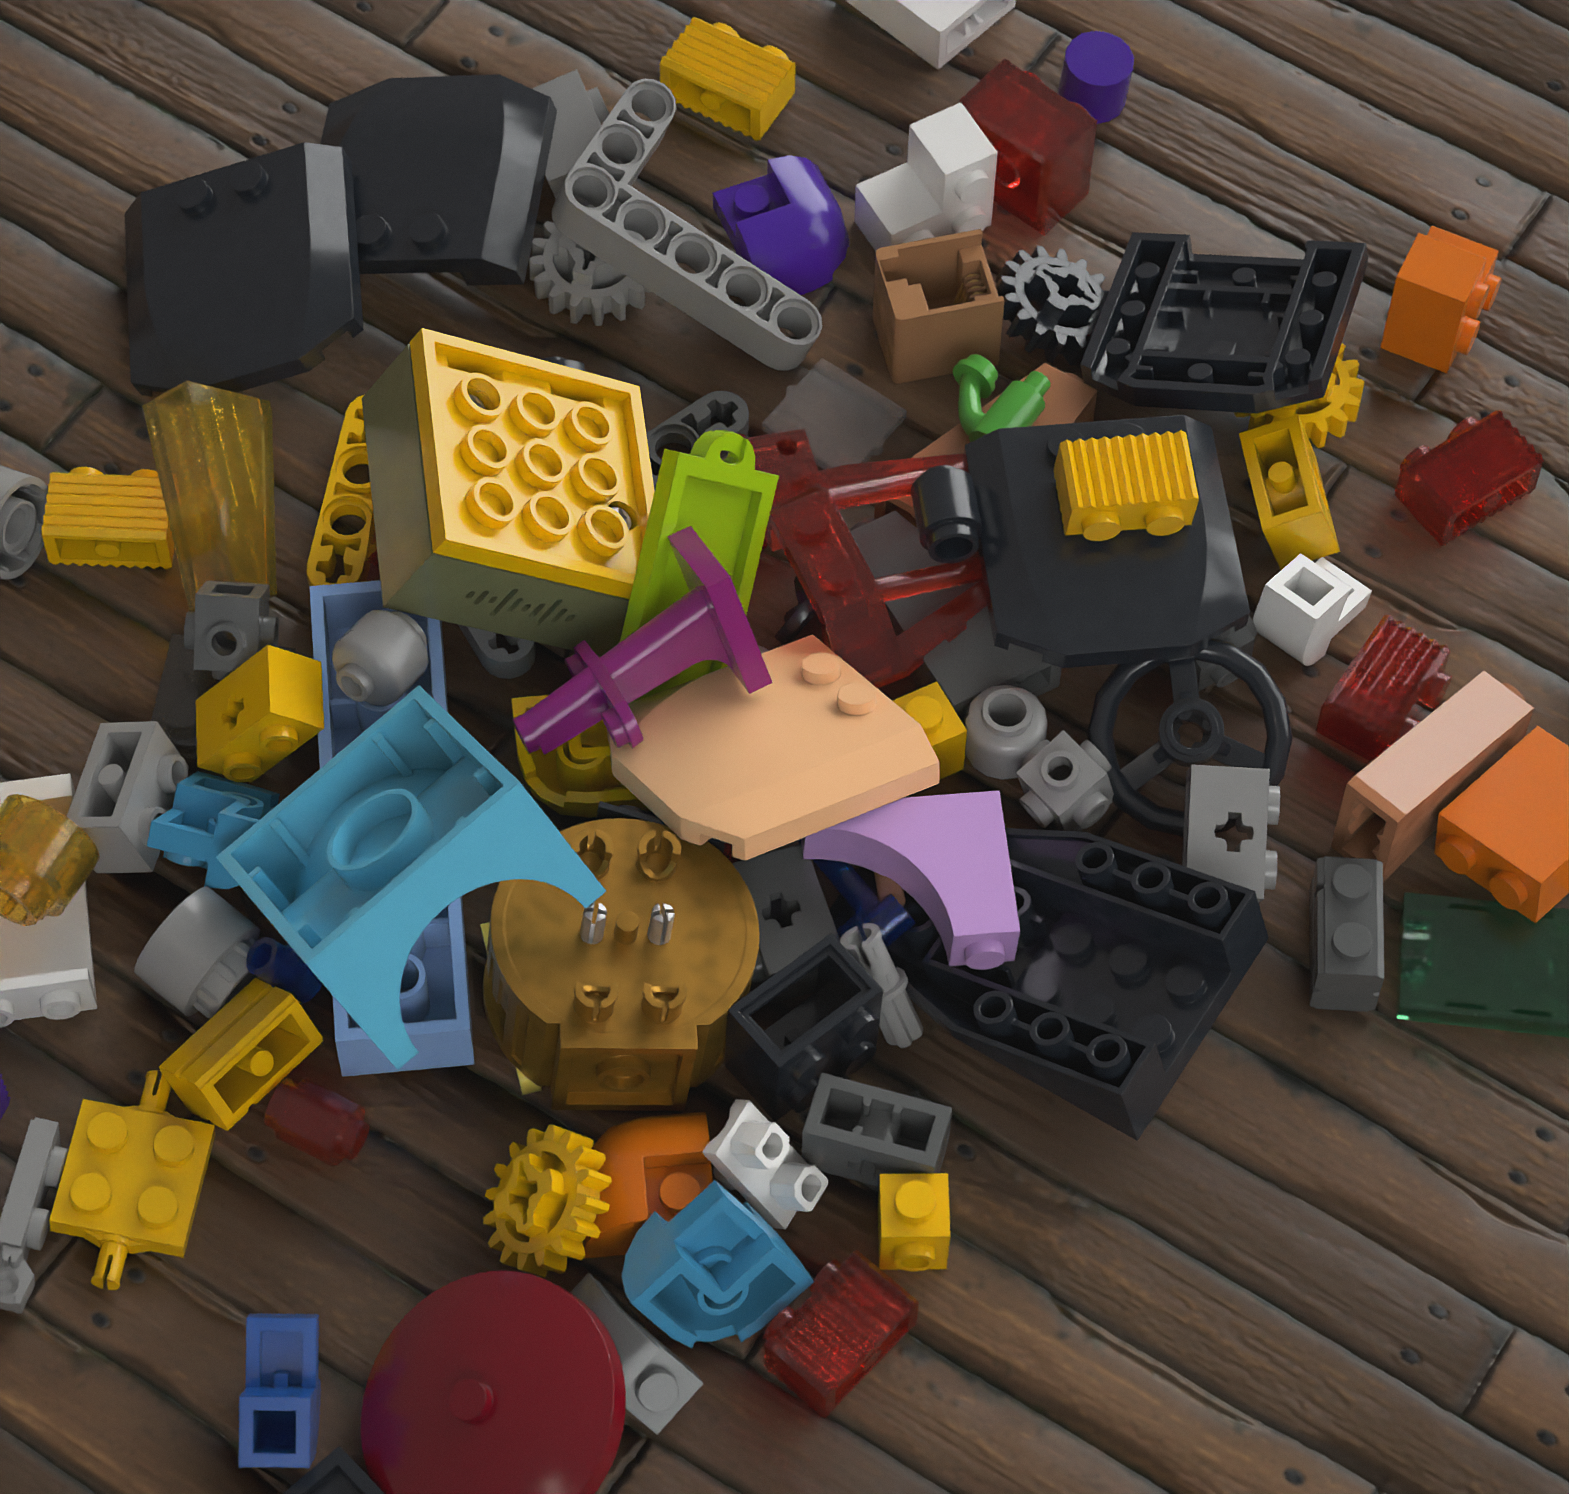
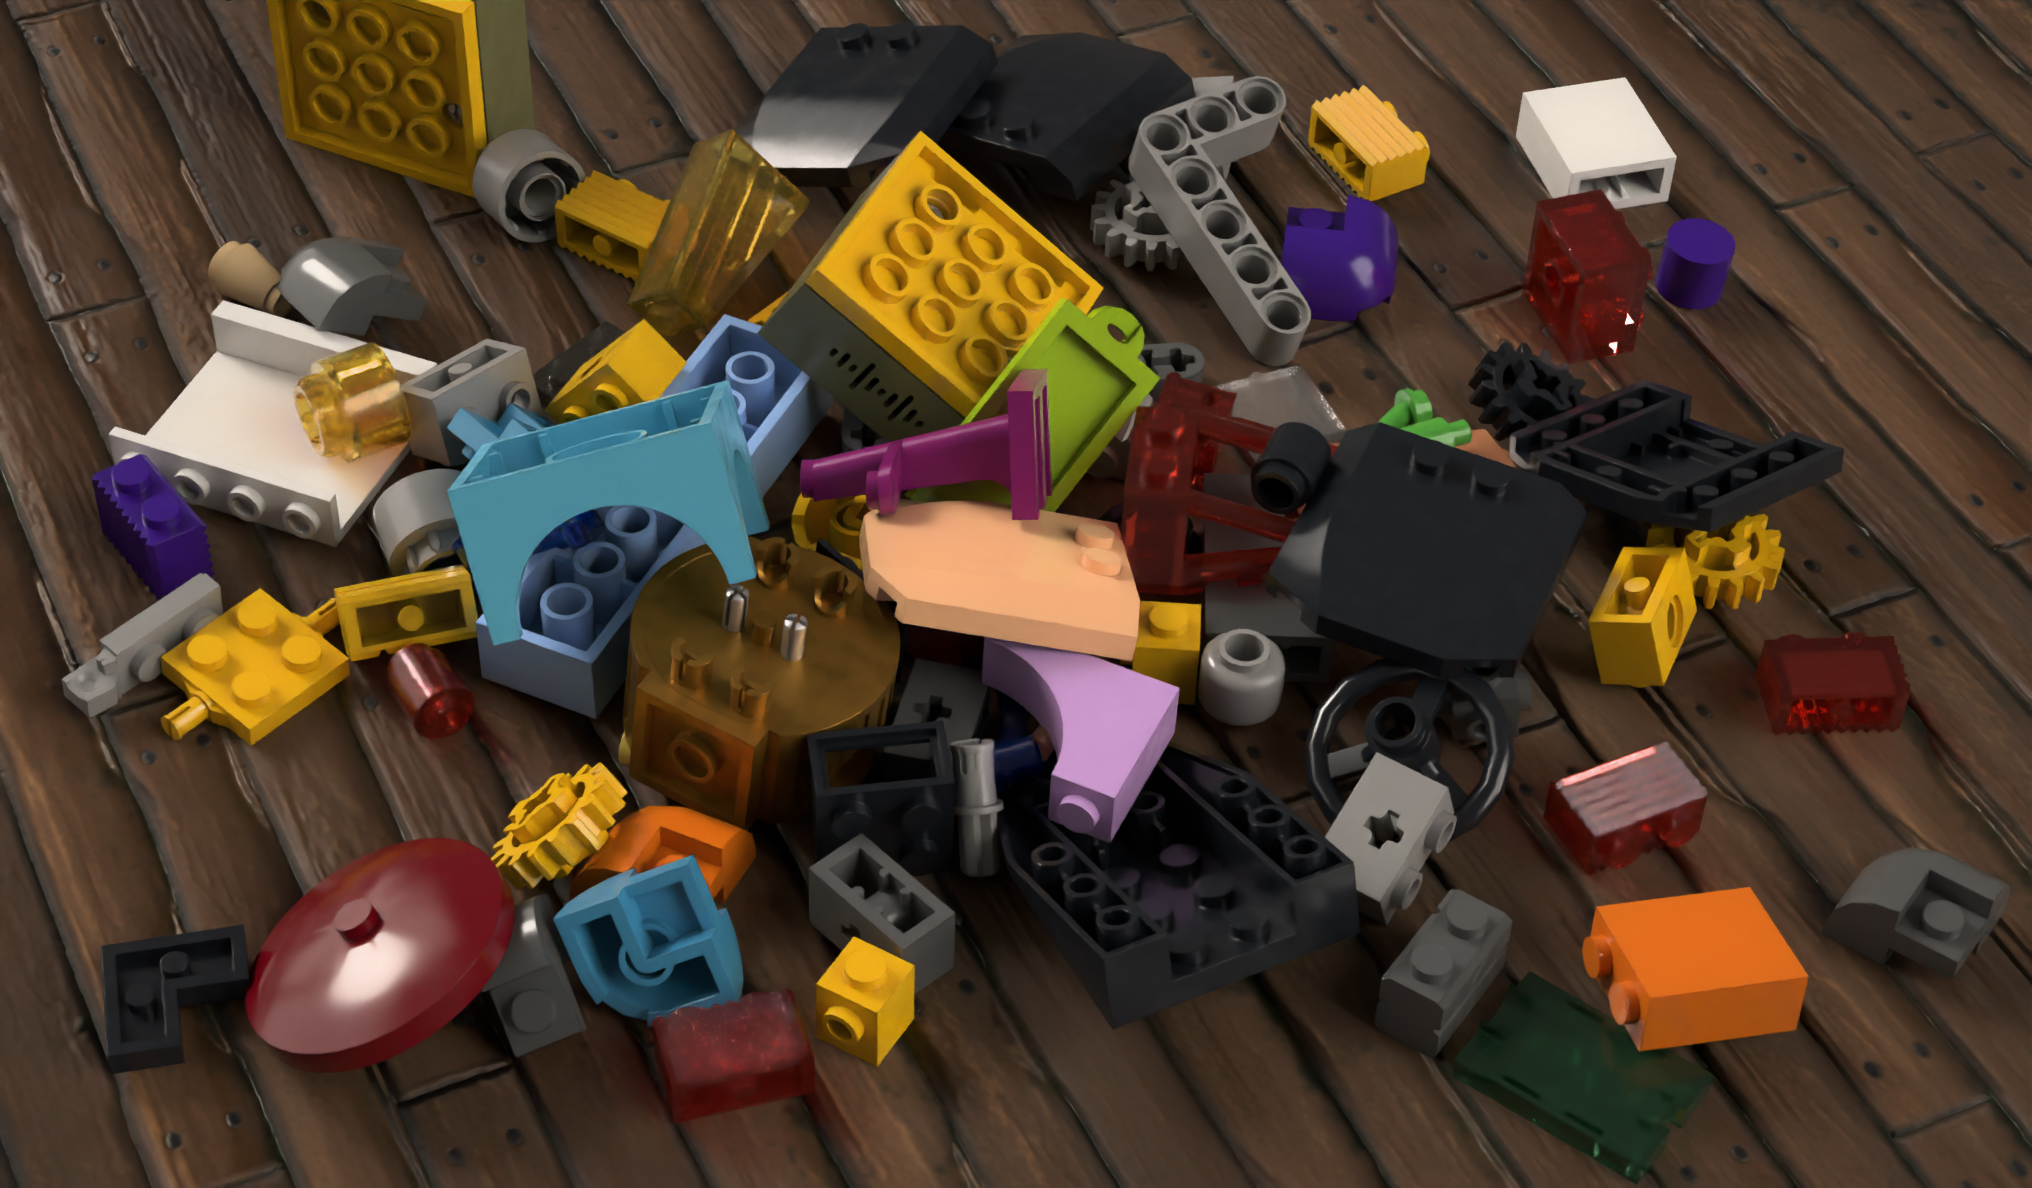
camera: 30 degrees right, 15 degrees down
(229, 625) = (638, 297): dark grey brick -> none
(281, 1392) = (228, 870): blue brick -> none
(380, 657) = (734, 357): light grey head -> none
(763, 1166) = (764, 890): white hips -> none
(935, 305) = (1420, 341): medium nougat piece -> none
(938, 190) = (1483, 286): white brick -> none
(1065, 783) = (1266, 737): light grey brick -> none
(1126, 485) = (1457, 495): yellow brick -> none
(1308, 607) = (1594, 705): white brick -> none
(1398, 795) = (1564, 869): slope -> none
(1440, 298) = (1898, 532): orange brick -> none

